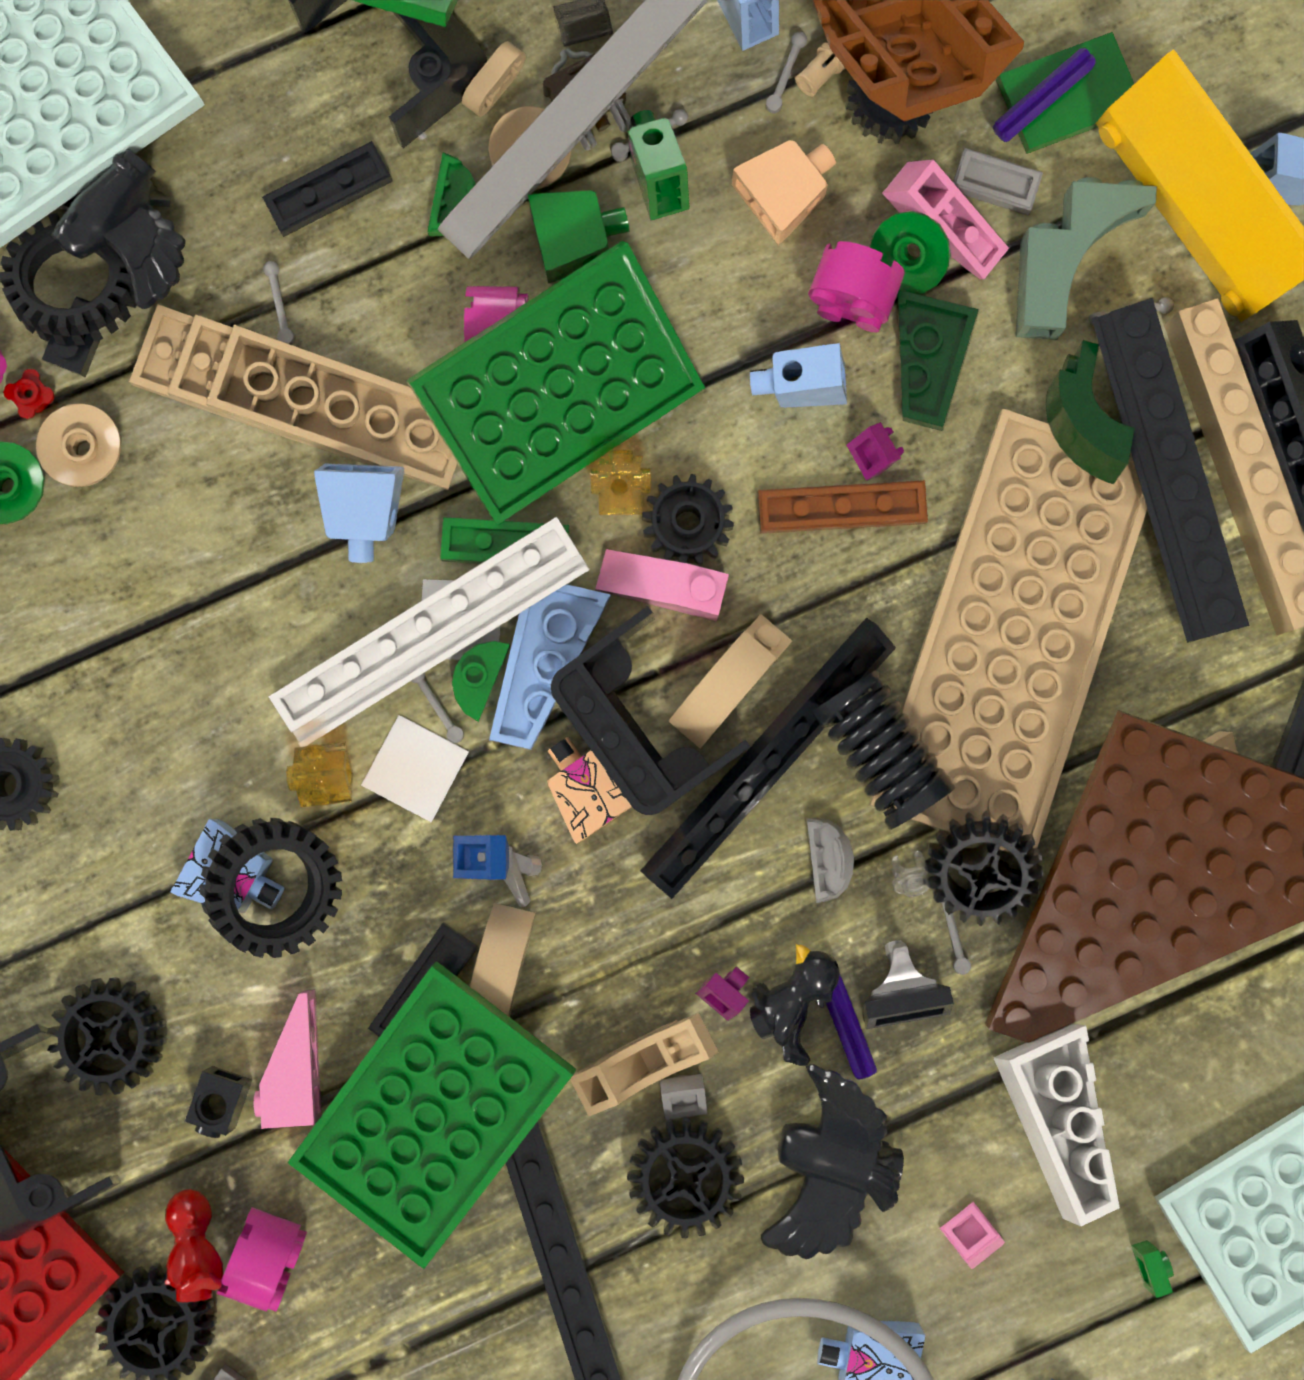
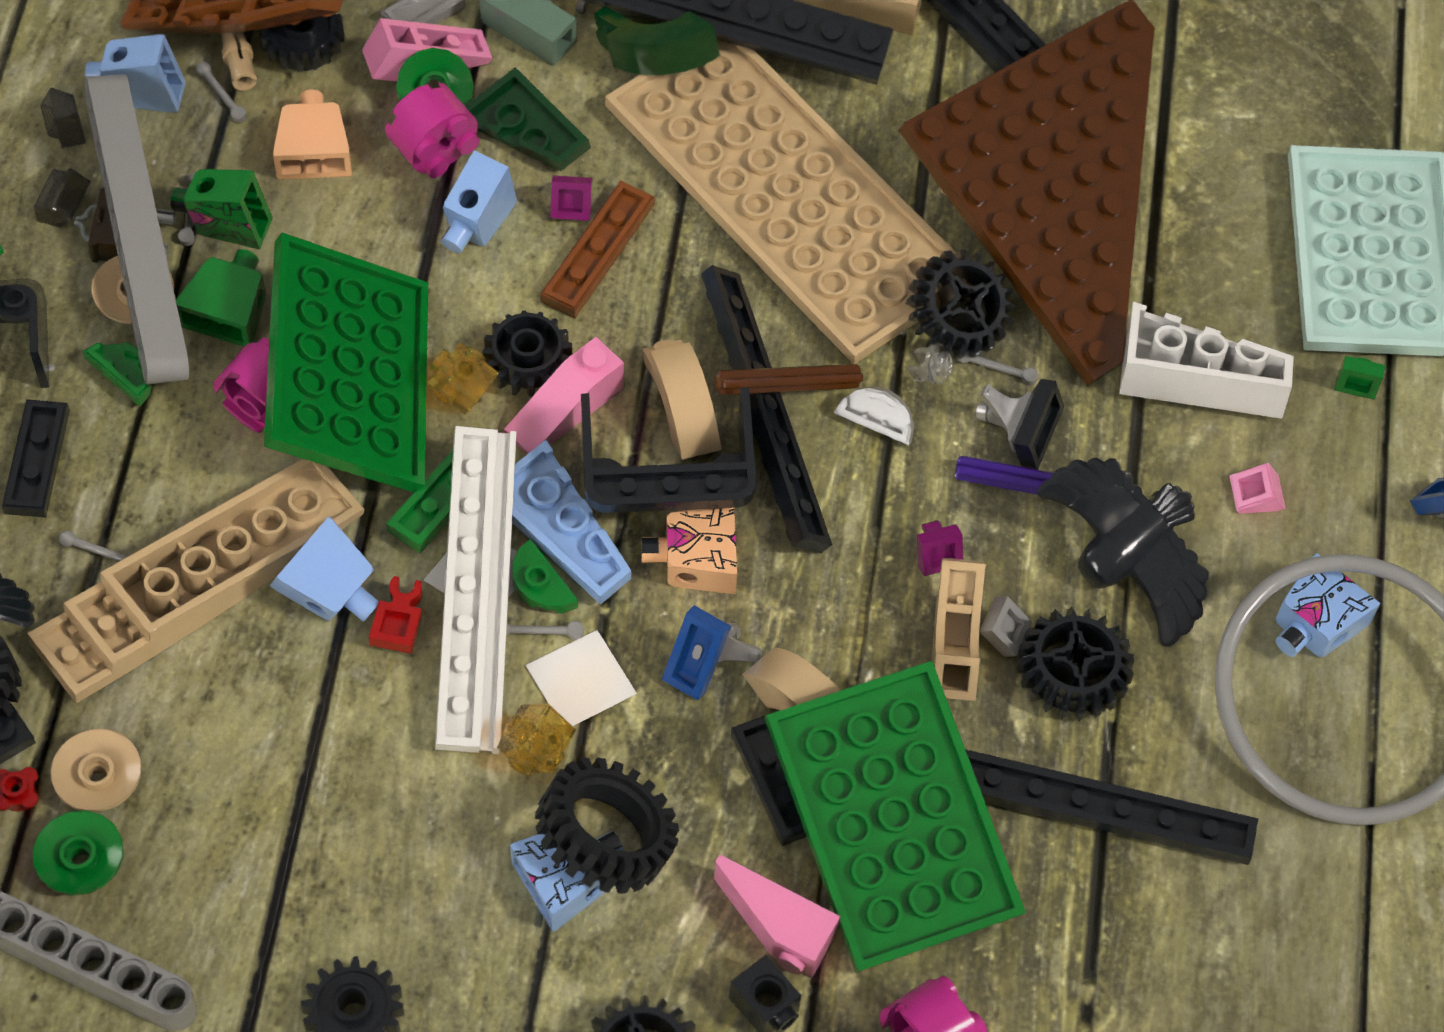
camera: 60 degrees left, 25 degrees down
(362, 587) = (397, 622): none -> red plate
(493, 78) = (53, 283): tan beam -> none
(785, 1007) = (979, 506): black animal -> none
(801, 765) = (788, 379): none -> reddish brown axle
(887, 746) = (815, 296): black piece -> none

